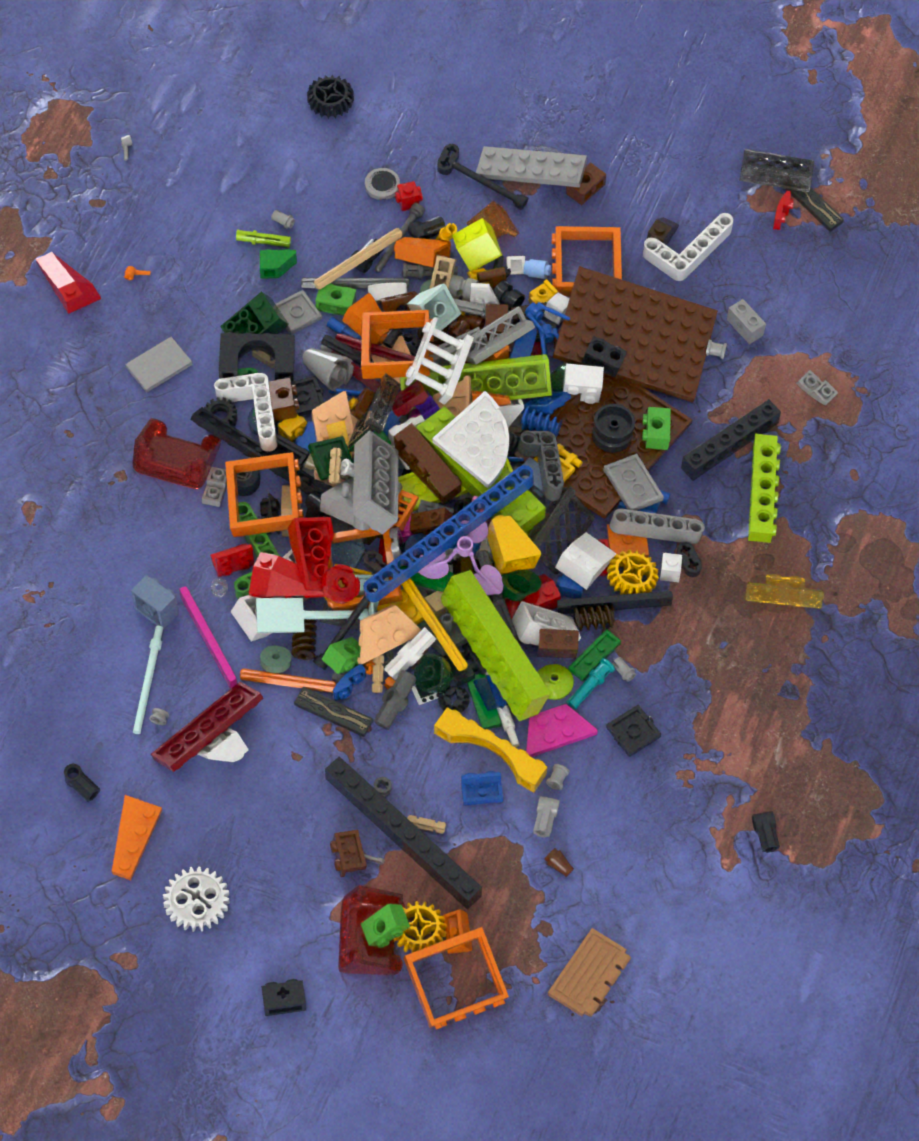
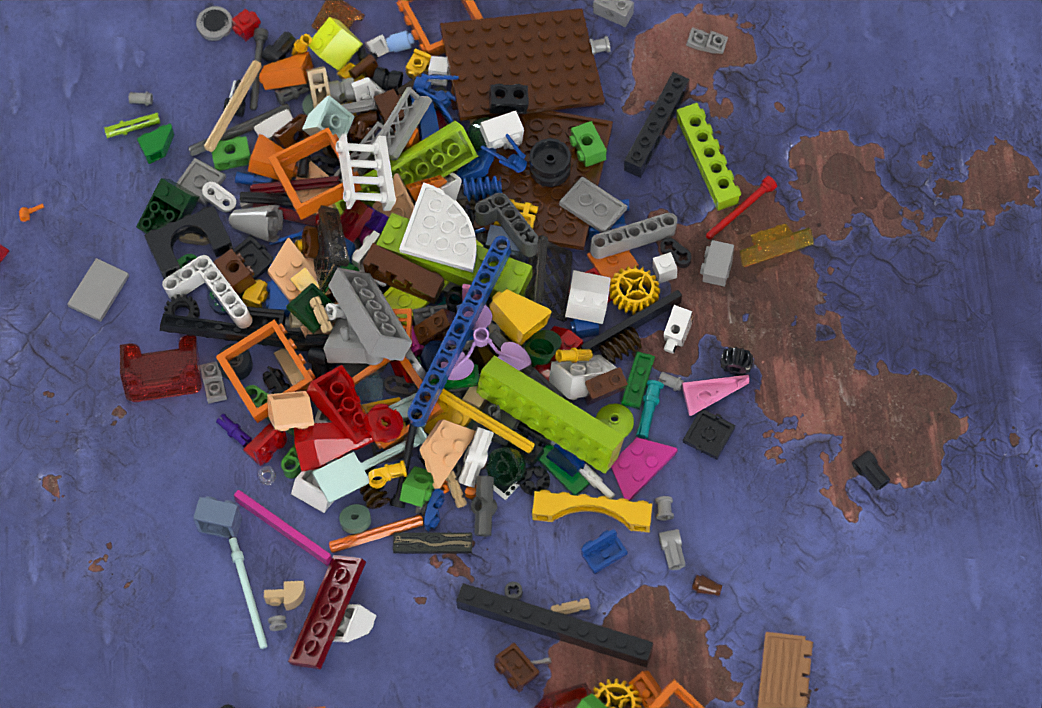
camera: 20 degrees left, 5 degrees up
(183, 699) = (291, 595): none -> tan brick
(211, 535) = (234, 430): none -> dark purple pin
(264, 535) = (290, 410): none -> light nougat slope
(304, 332) = (219, 196): none -> white plate
(322, 630) = (387, 473): none -> yellow connector
(544, 604) = (573, 355): none -> yellow axle
(582, 414) = (514, 161): none -> blue plant
(648, 693) = (706, 392): none -> bright pink wing
(653, 624) = (680, 322): none -> white torso
(692, 677) = (736, 360): none -> black gear
(720, 584) = (717, 263): none -> light grey brick
(805, 537) = (767, 185): none -> red piece

